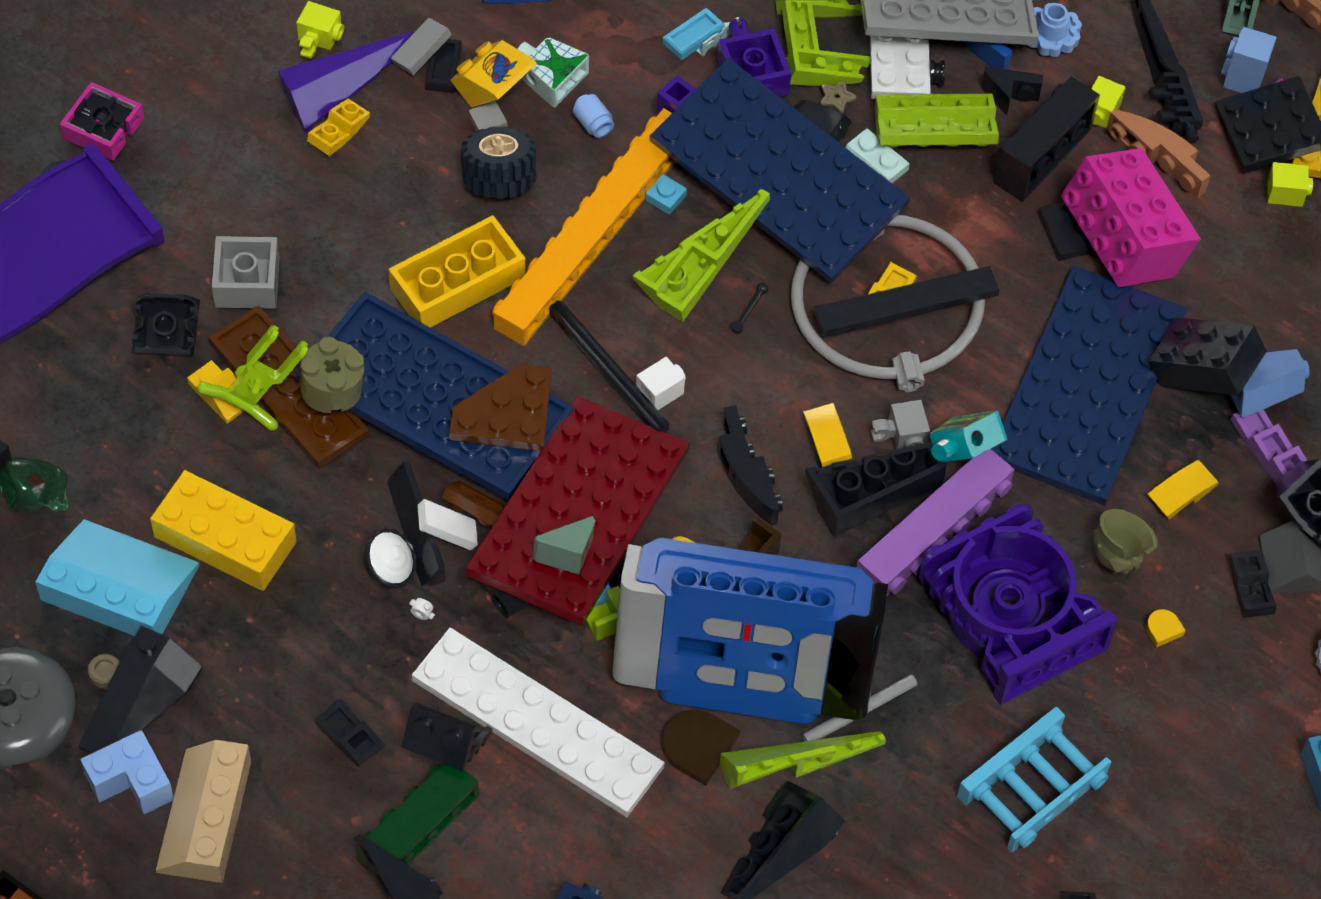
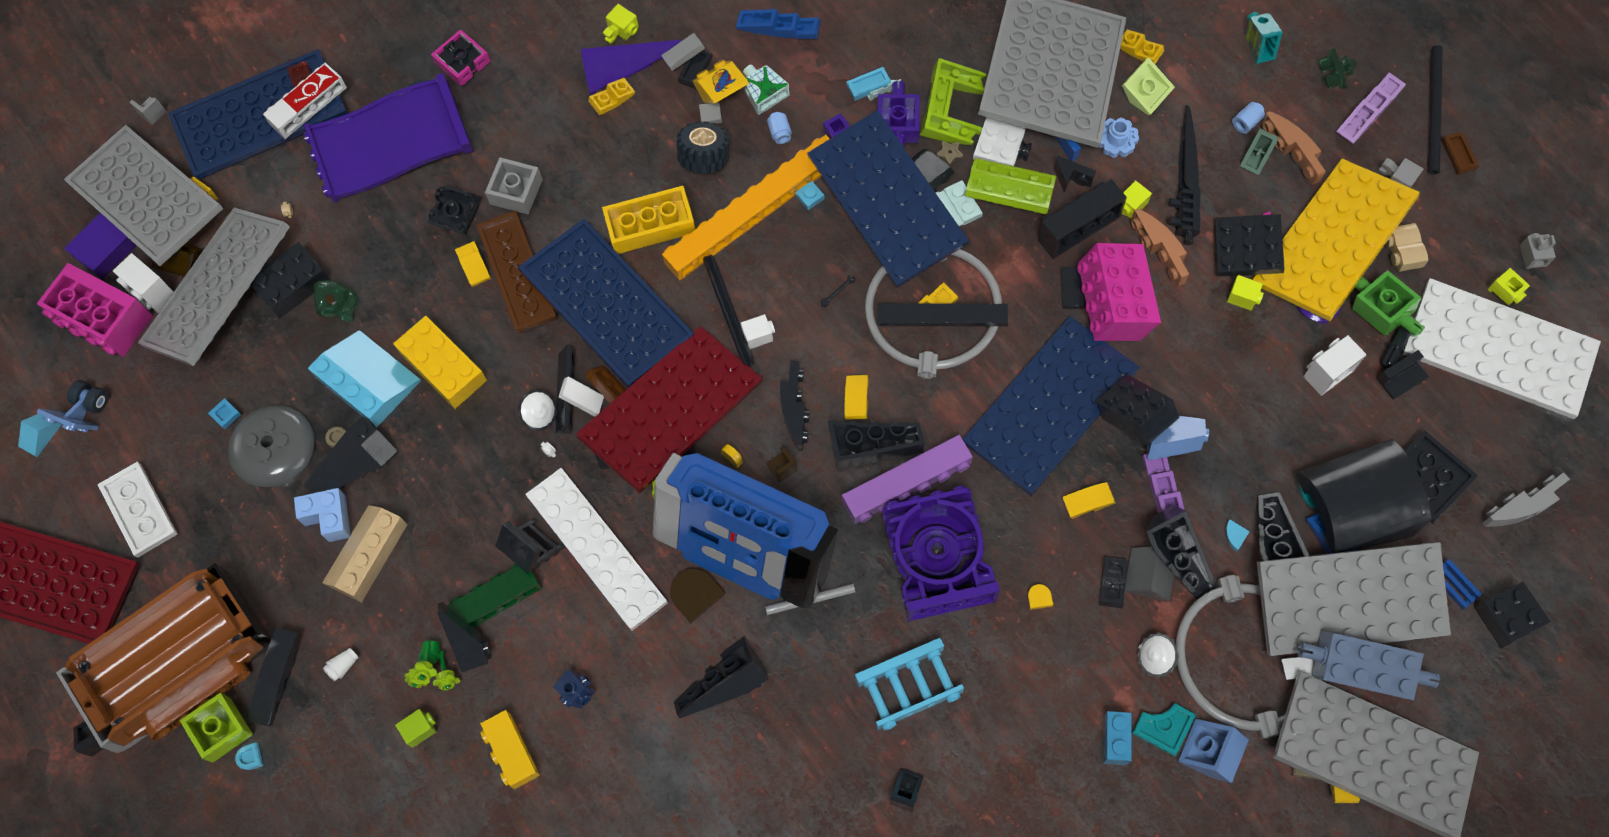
camera: 25 degrees right, 10 degrees up
(255, 379) = (488, 266): lime piece -> none
(331, 376) = (536, 275): olive brick -> none
(348, 733) = (473, 523): black slope -> none
(506, 411) = (646, 326): reddish brown plate -> none
(565, 546) = (644, 437): sand green slope -> none
(685, 273) = (801, 256): lime wedge -> none
(802, 757) = (758, 623): lime wedge -> none
(905, 424) = (912, 404): light grey brick -> none
(954, 441) = (946, 425): teal torso -> none
(1122, 540) = (1030, 528): olive helmet -> none
(1248, 60) = (1248, 192): light blue brick -> none

